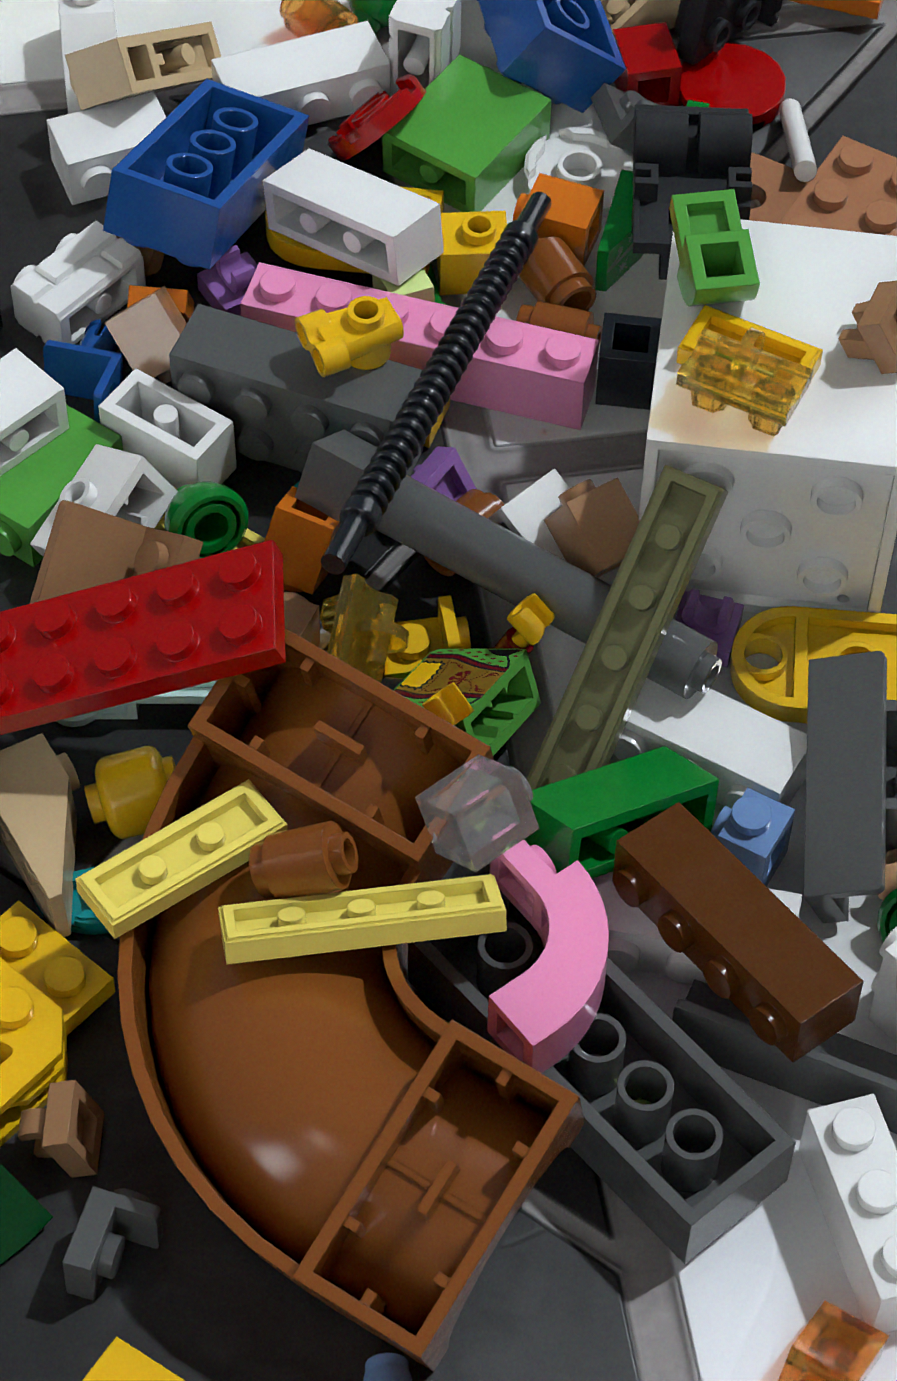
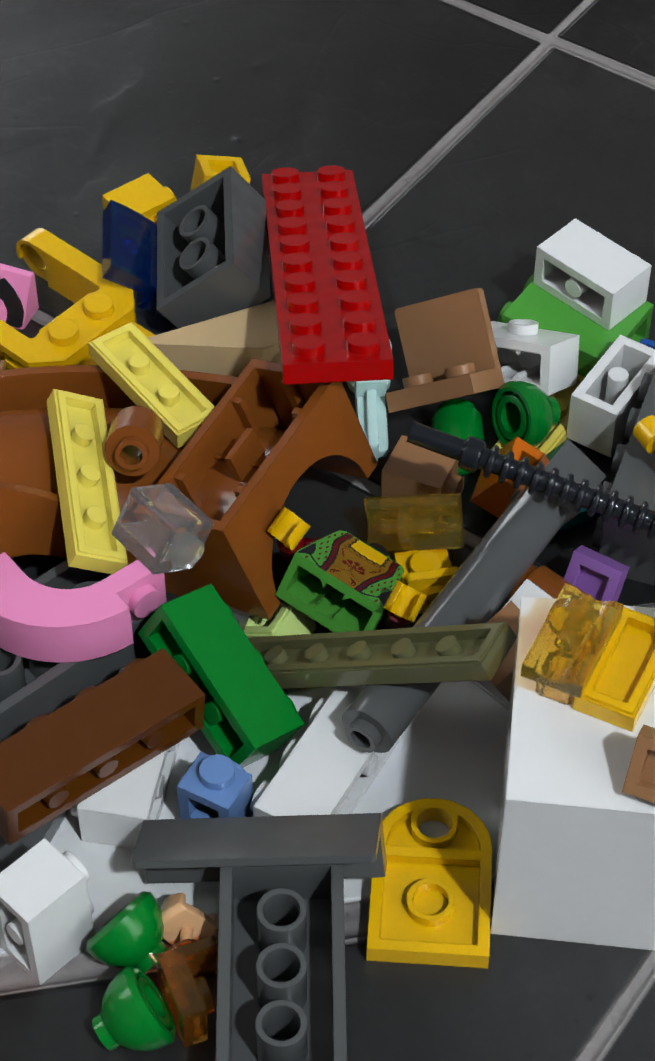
camera: 90 degrees right, 5 degrees down
(712, 618) = (470, 781): medium lavender tile -> none

